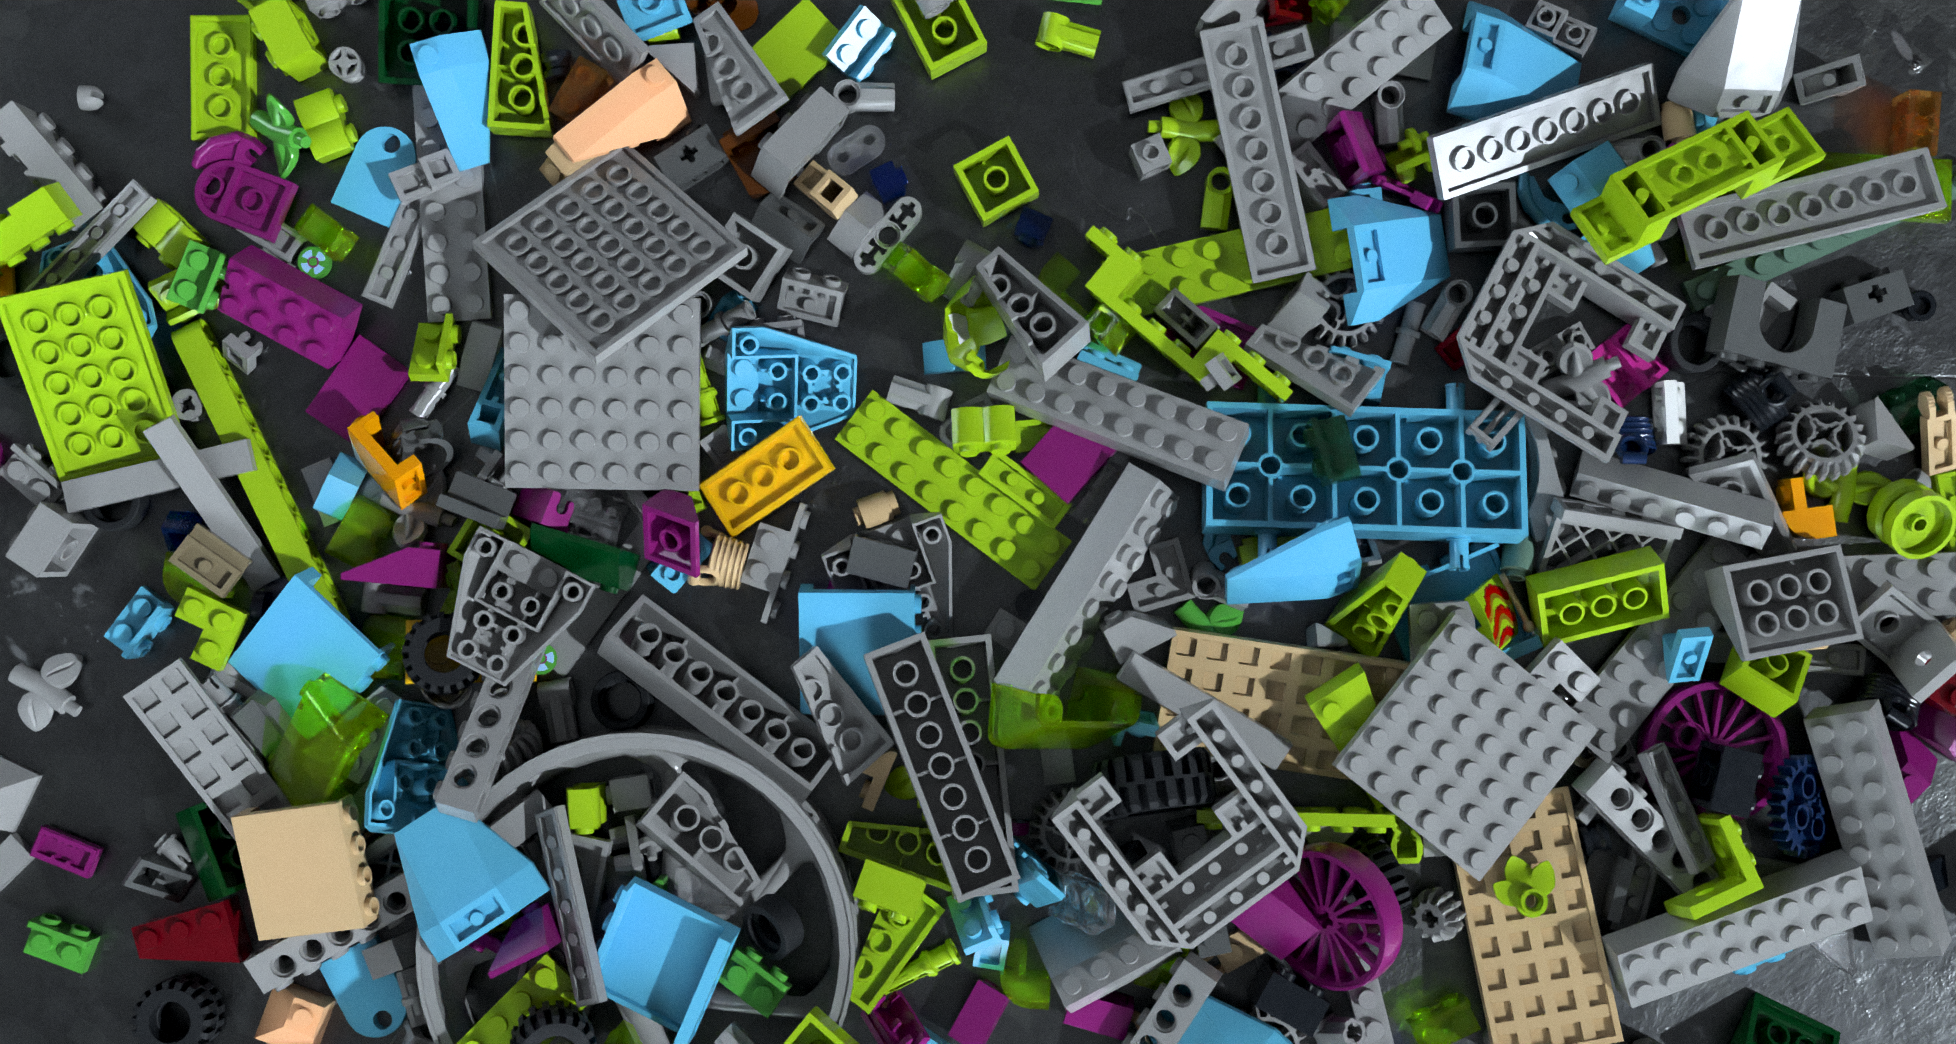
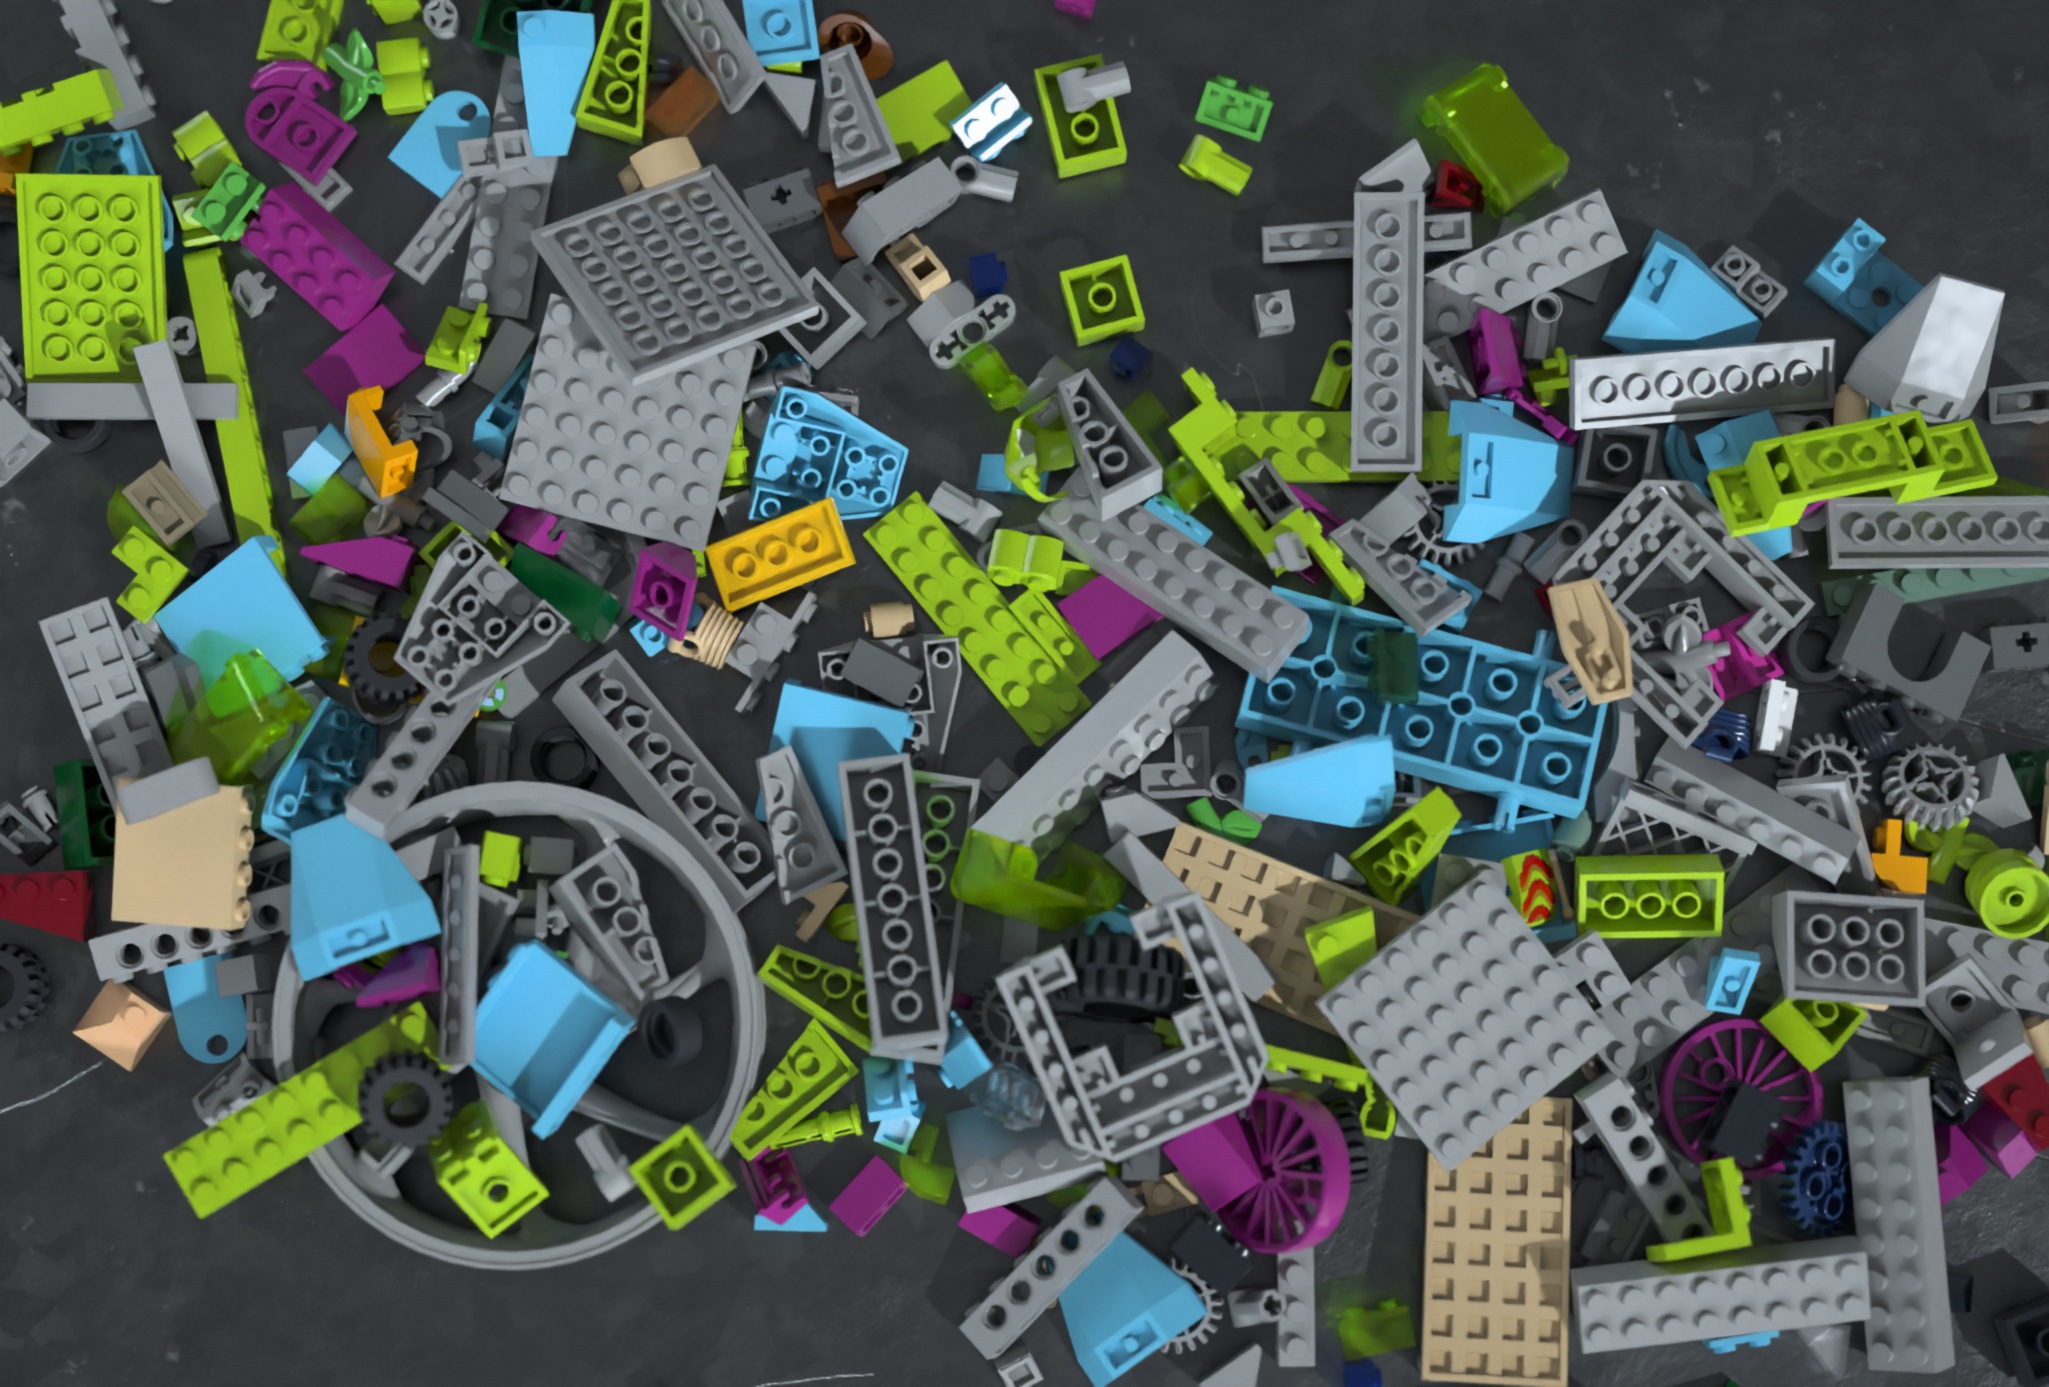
camera: 20 degrees right, 5 degrees down
(97, 237) = (132, 136): light grey tile -> none
(140, 622) = (68, 554): medium azure bracket -> none
(178, 526) = (137, 461): clear blue plate -> none
(275, 821) = (167, 790): none -> light grey beam
(314, 262) = (354, 216): bright green tile -> none
(326, 233) = (375, 188): clear neon green brick -> none
(633, 112) = (736, 137): light nougat wedge -> none
(755, 981) = (634, 1087): bright green bracket -> none
(812, 296) = (875, 376): light grey bracket -> none
(858, 151) = (961, 234): clear plate -> none
(889, 891) = (803, 1031): lime brick -> none
(1185, 132) = (1317, 295): lime plant -> none
(1437, 914) = (1396, 1203): light grey gear -> none
(1506, 386) = (1593, 639): none -> tan piece
(1524, 881) = (1498, 1188): lime plate -> none
(1676, 808) = (1682, 1145): light grey tile -> none
(1774, 302) = (1909, 629): light grey panel -> none

